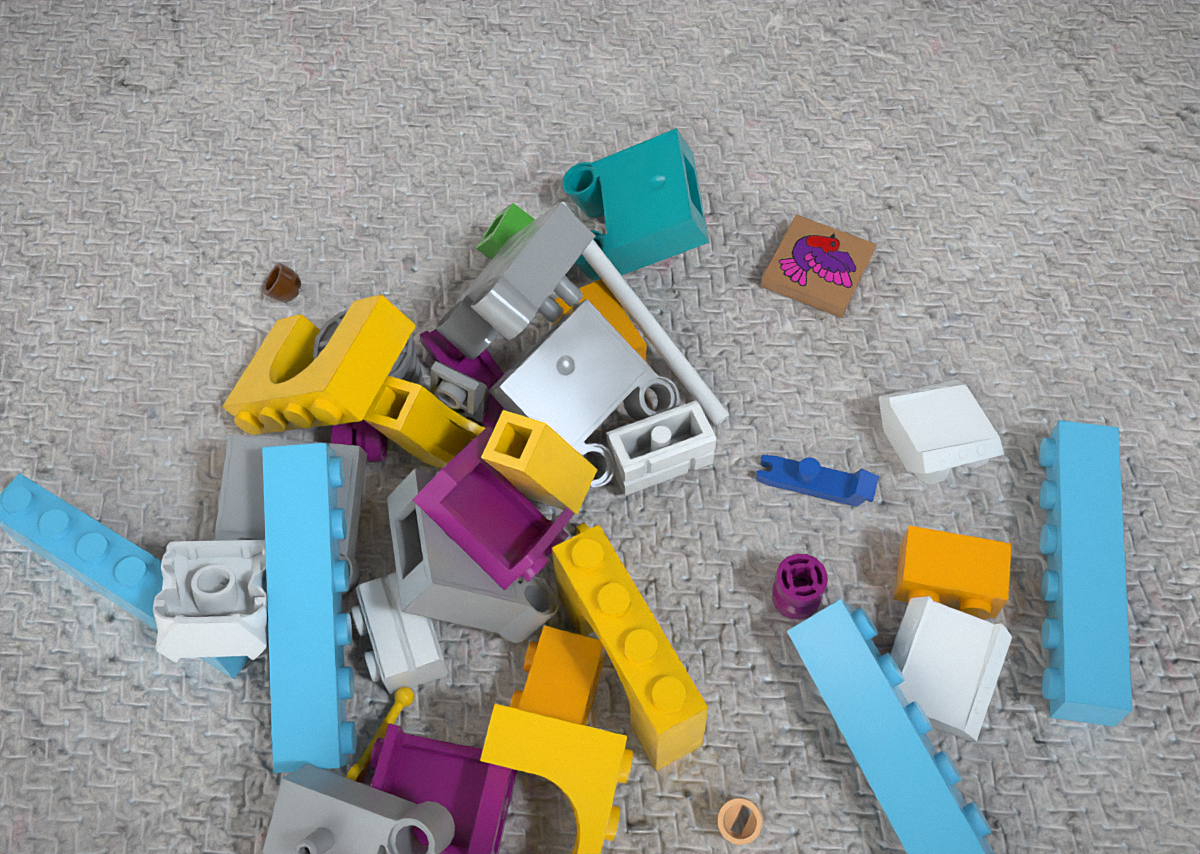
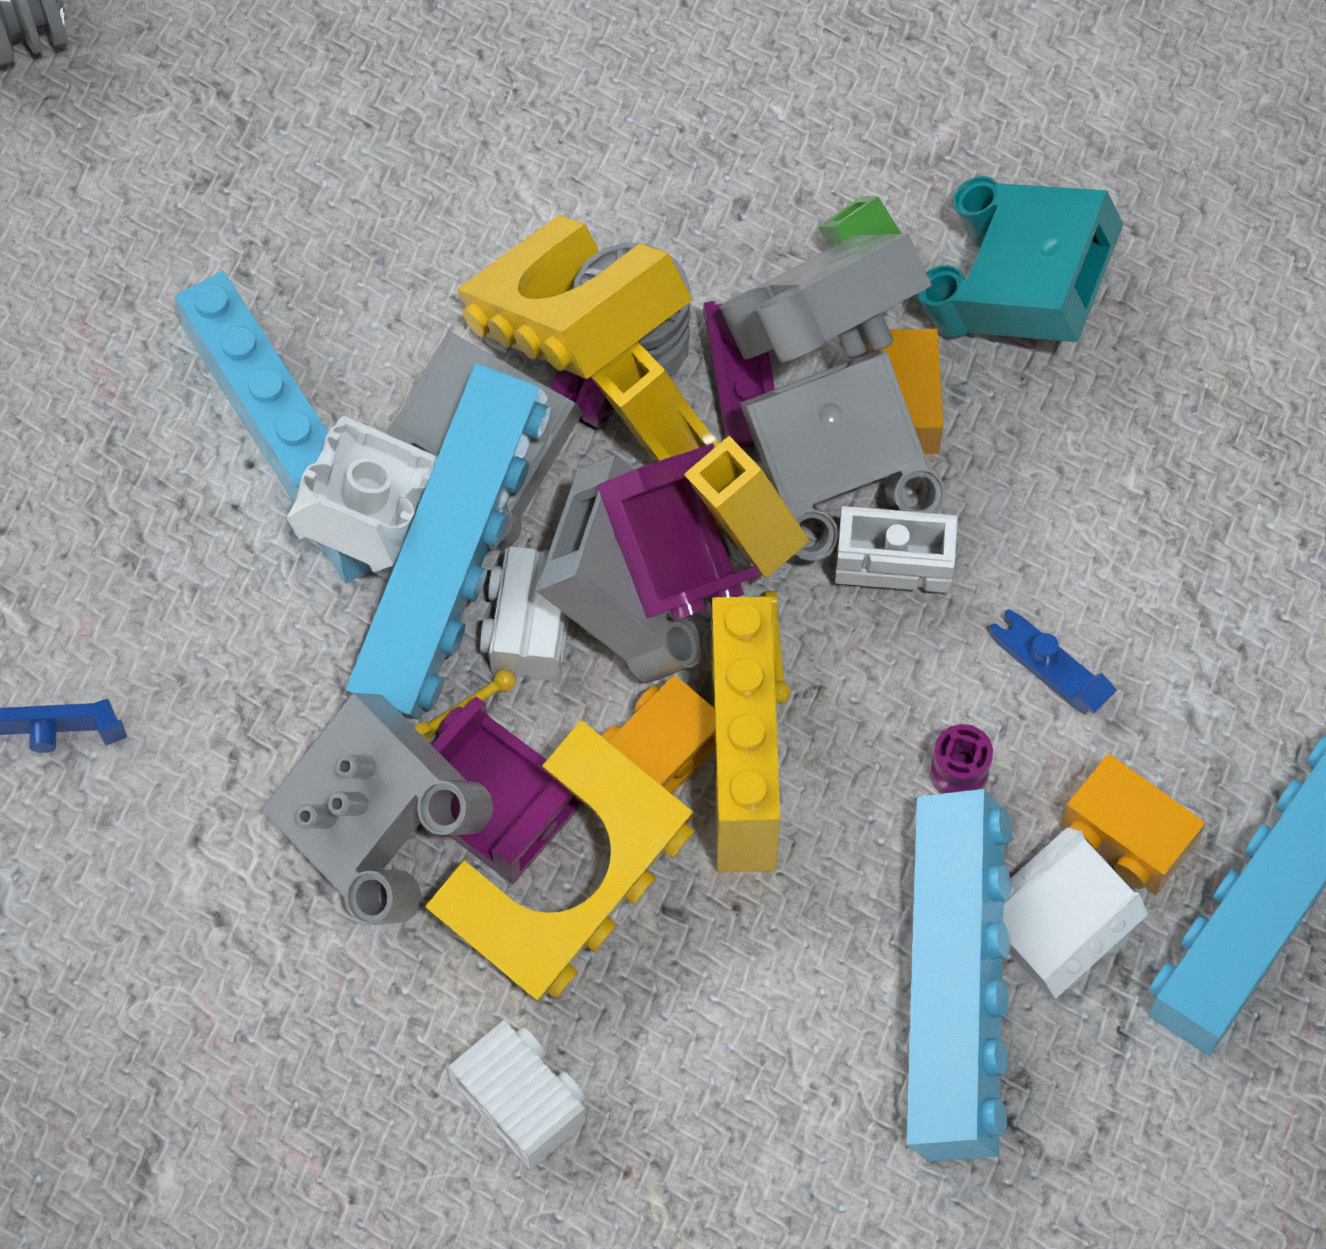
camera: 25 degrees right, 5 degrees up
(282, 283) = (584, 170): reddish brown hinge -> none
(459, 391) = (707, 390): light grey slope -> none
(655, 333) = (956, 390): white piece -> none
(729, 815) = (763, 944): light nougat hinge -> none
(818, 265) = (1204, 423): medium nougat tile -> none
(938, 430) = (1220, 671): white slope -> none

